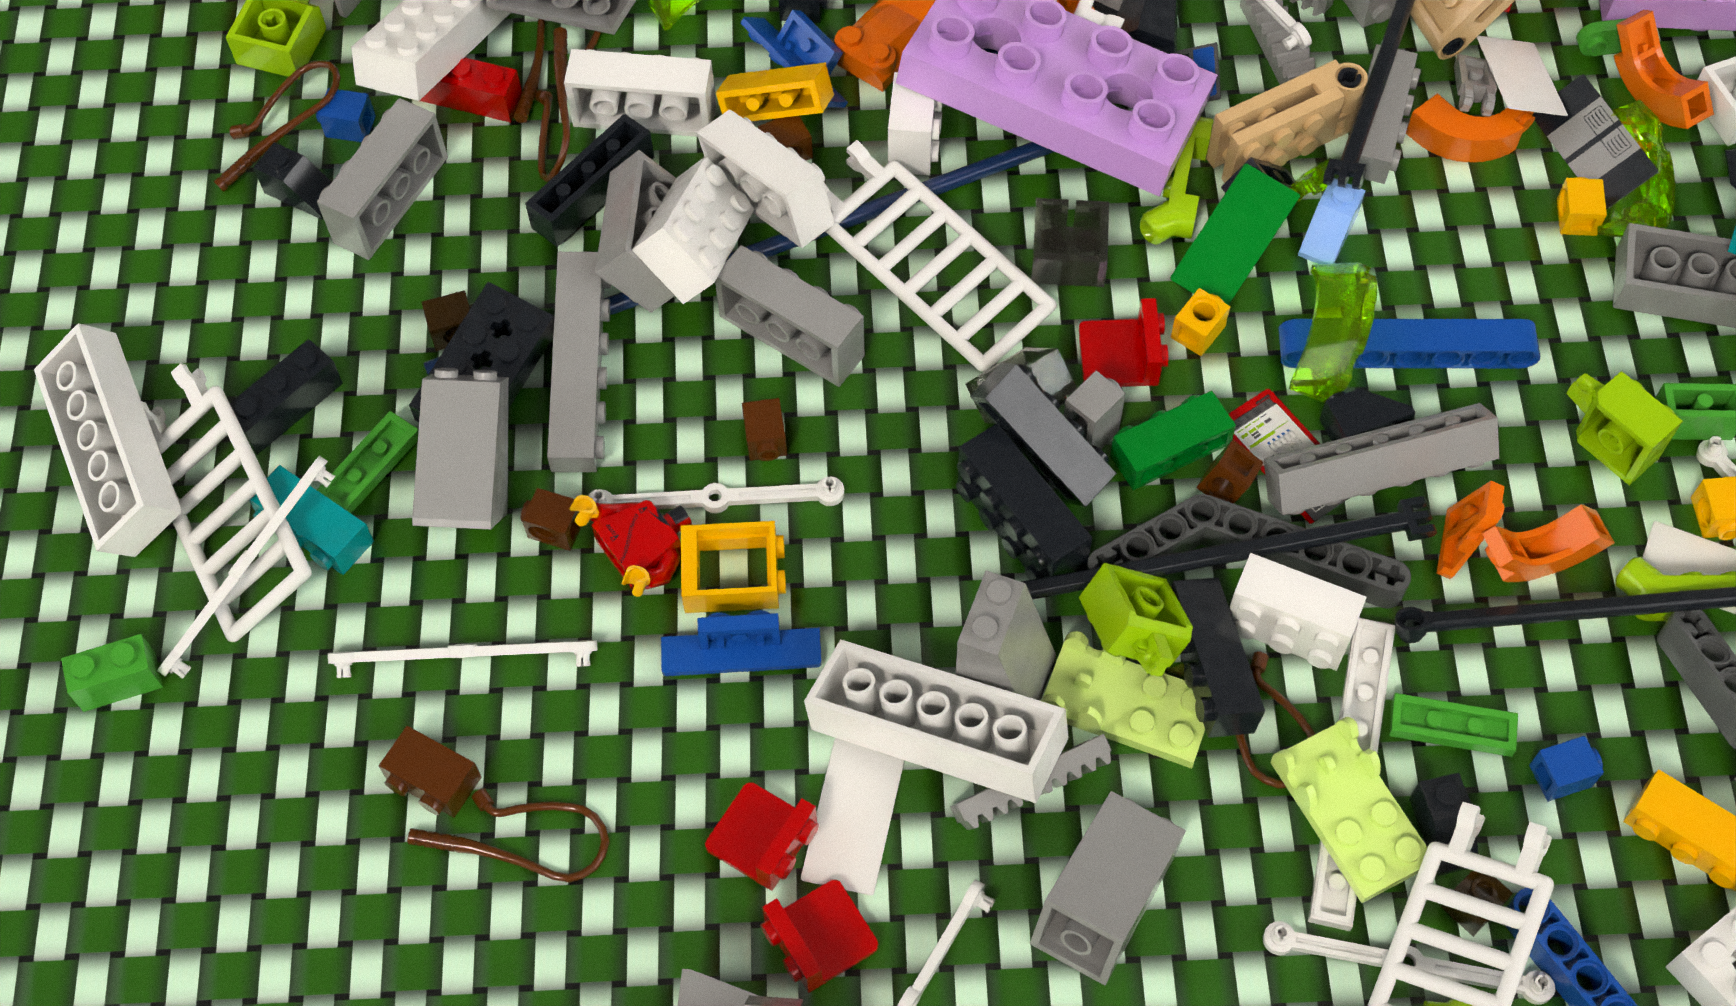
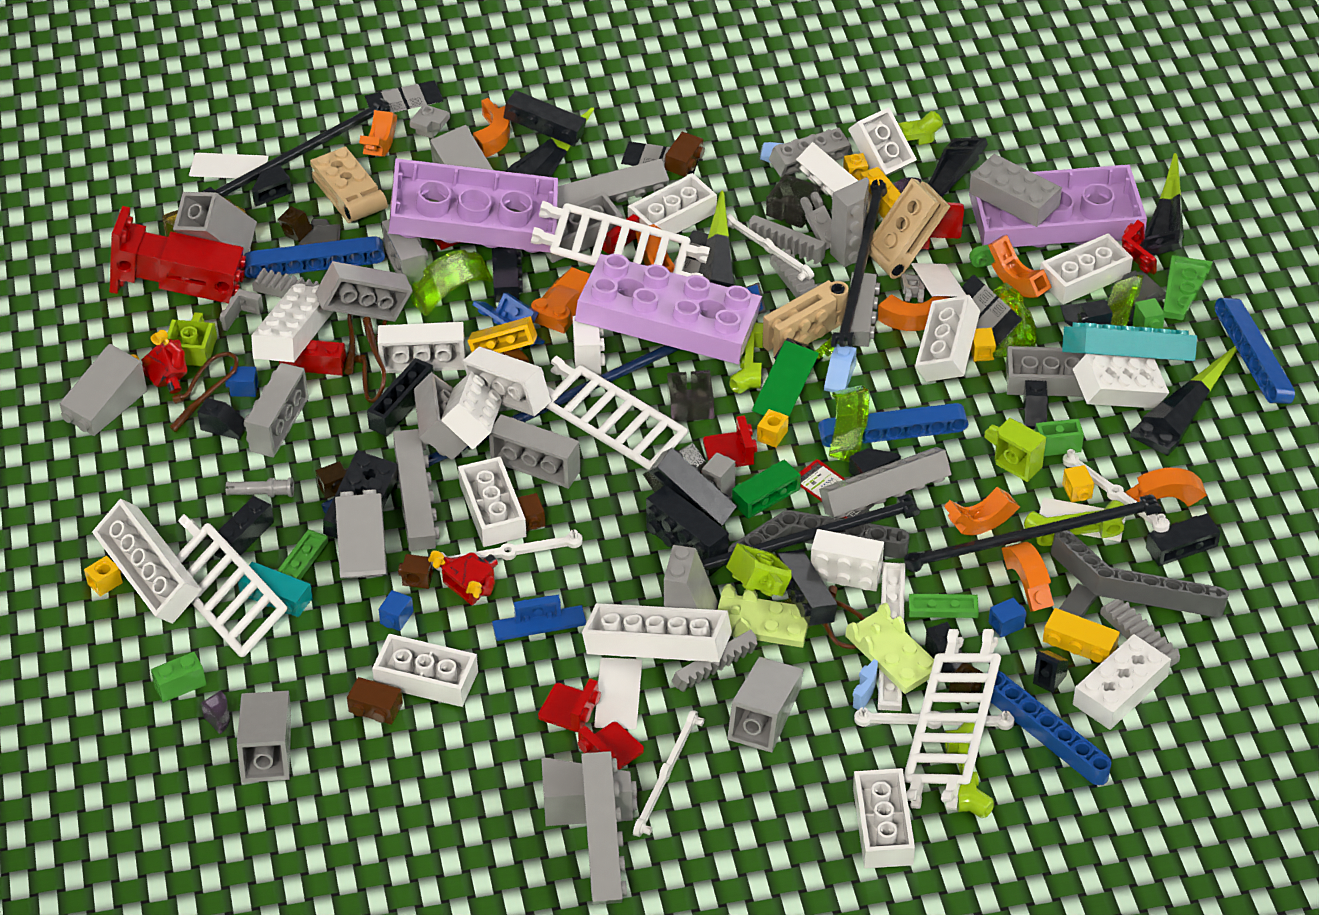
camera: 10 degrees left, 15 degrees down
(37, 452) = (103, 576): none -> yellow brick
(119, 106) = (104, 390): none -> light grey slope
(162, 752) = (216, 711): none -> clear purple brick
(220, 67) = (165, 362): none -> red torso
(226, 817) = (264, 736): none -> light grey slope
(315, 473) = (211, 669): white piece -> none
(347, 320) = (270, 487): none -> light grey pin
(485, 803) = (408, 713): reddish brown piece -> none
(501, 593) = (395, 610): none -> blue brick
(545, 719) = (426, 669): none -> white brick
(581, 649) = (311, 654): white piece -> none
(702, 403) = (492, 501): none -> white brick
(729, 537) = (523, 567): yellow window -> none
(1230, 473) = (804, 493): reddish brown brick -> none
(1299, 862) = (865, 689): none -> light blue slope
(1465, 526) = (936, 509): orange wing -> none
(1525, 192) = (947, 338): none -> white brick
(1623, 682) = (1032, 572): none -> orange arch
(1635, 898) = (1049, 670): none -> black slope
(1661, 337) = (1035, 402): none -> black slope
(1695, 753) = (1078, 601): none -> dark grey tile

